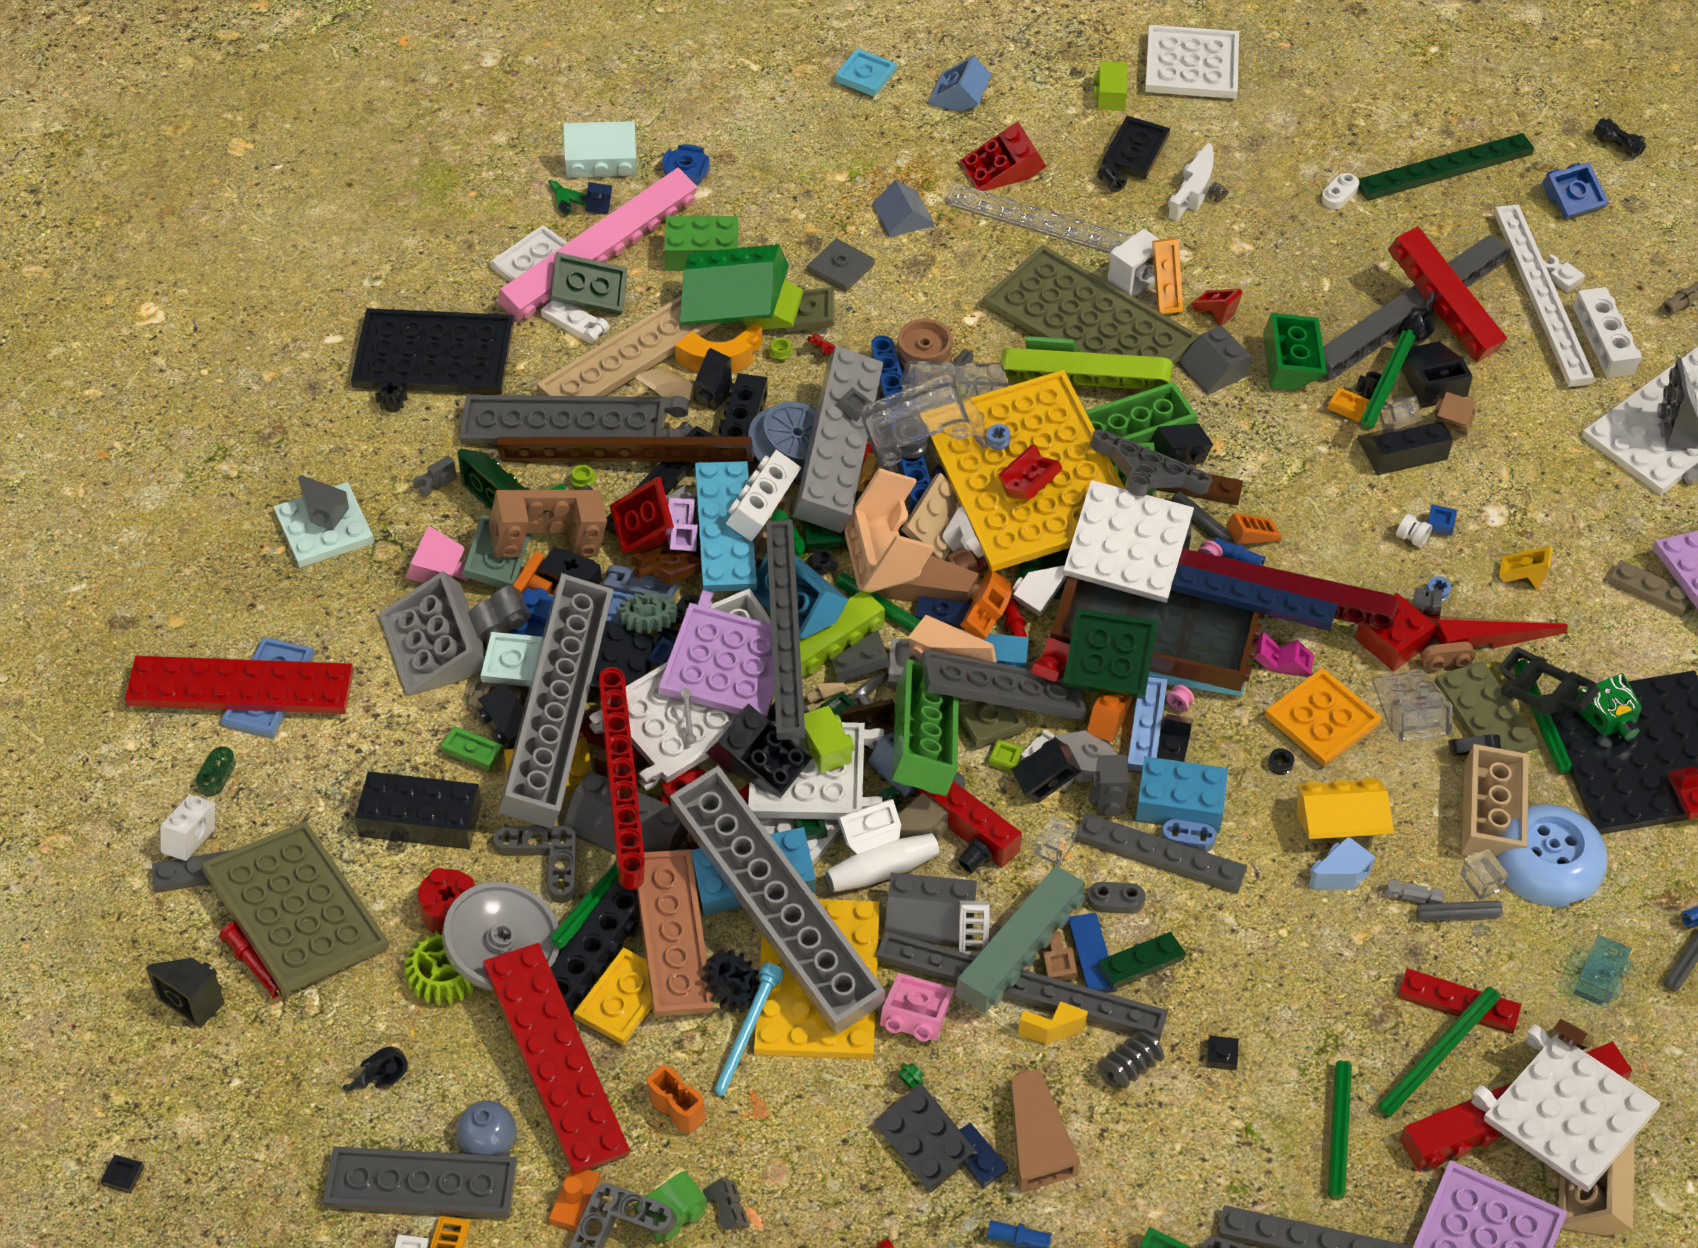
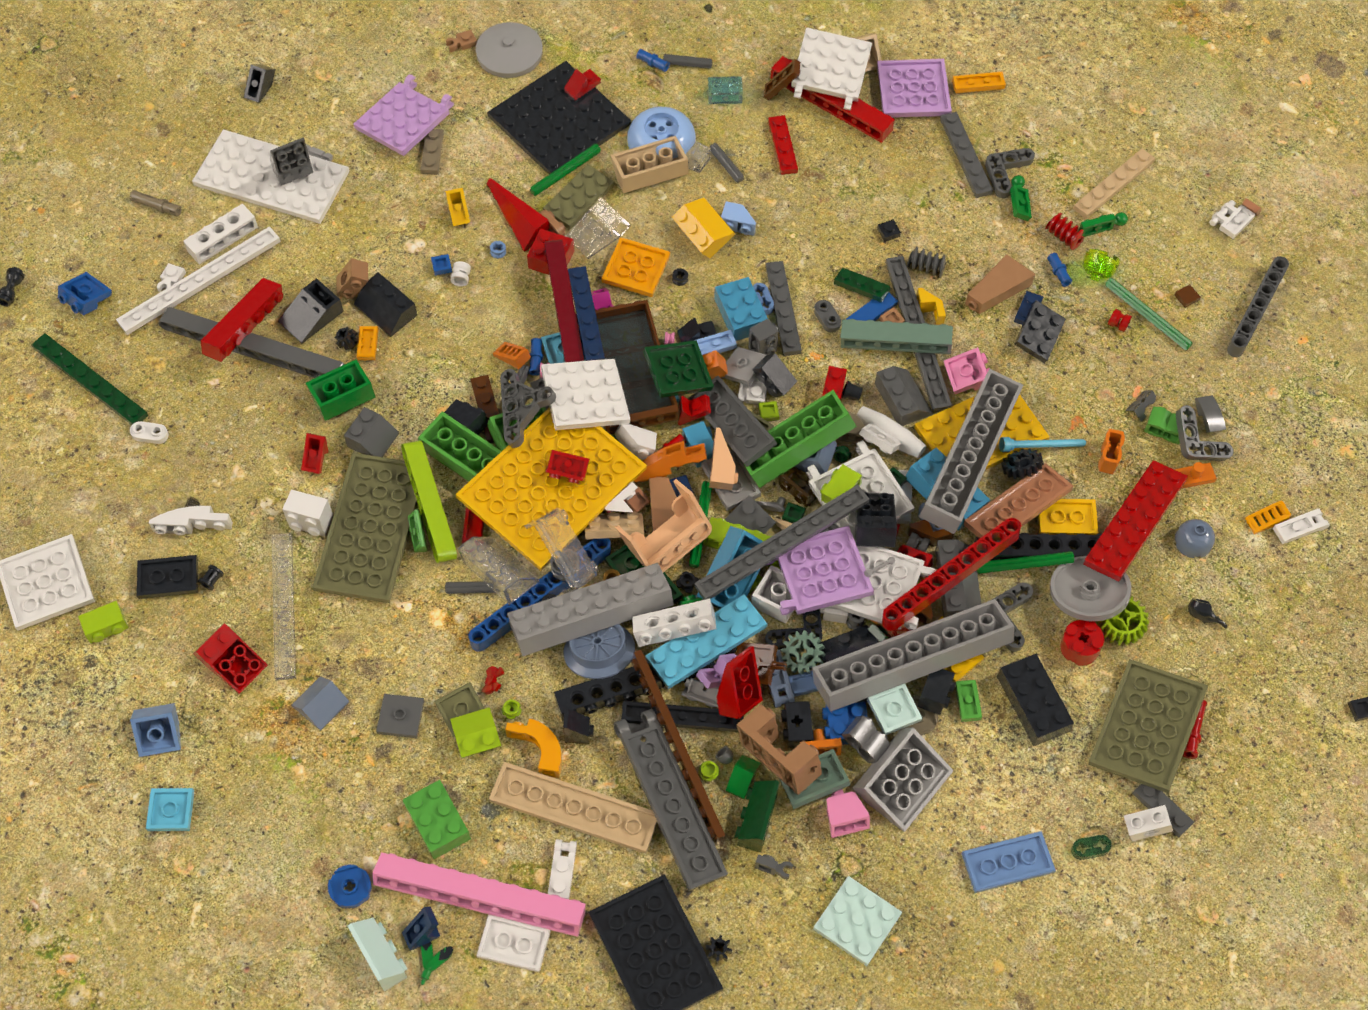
camera: 120 degrees left, 10 degrees up
(187, 988) = (1246, 741): pearl dark grey slope -> none
(239, 684) = (1025, 875): red plate -> none
(323, 502) = (854, 917): dark grey slope -> none
(420, 1182) = (1248, 552): dark grey plate -> none
(588, 283) = (531, 870): plate -> none
(661, 652) = (828, 623): dark blue plate -> none
(666, 383) = (604, 748): tan slope -> none
(732, 284) = (489, 752): green slope -> none
(853, 403) = (567, 600): dark grey tile -> none
(910, 1075) = (1009, 355): green plate -> none
(924, 341) = (465, 607): medium nougat wheel -> none
(973, 907) = (902, 363): white slope -> none
(1001, 430) = (538, 499): medium blue bush -> none
(1056, 840) = (813, 356): clear brick -> none
(1167, 275) = (313, 484): light orange plate -> none
(1339, 1130) = (896, 165): green axle -> none
(1387, 379) = (342, 324): green axle -> none
(1400, 412) = (364, 313): clear brick -> none
(1414, 892) = (729, 185): light grey axle -> none
(1421, 321) = (273, 331): black piece -> none
(1428, 601) = (515, 247): dark grey wheel -> none
(1438, 1052) = (824, 138): green axle -> none
(1462, 746) = (613, 187): black beam -> none
(1519, 686) = (564, 181): pearl dark grey bar -> none
(1613, 708) = (548, 132): green torso -> none

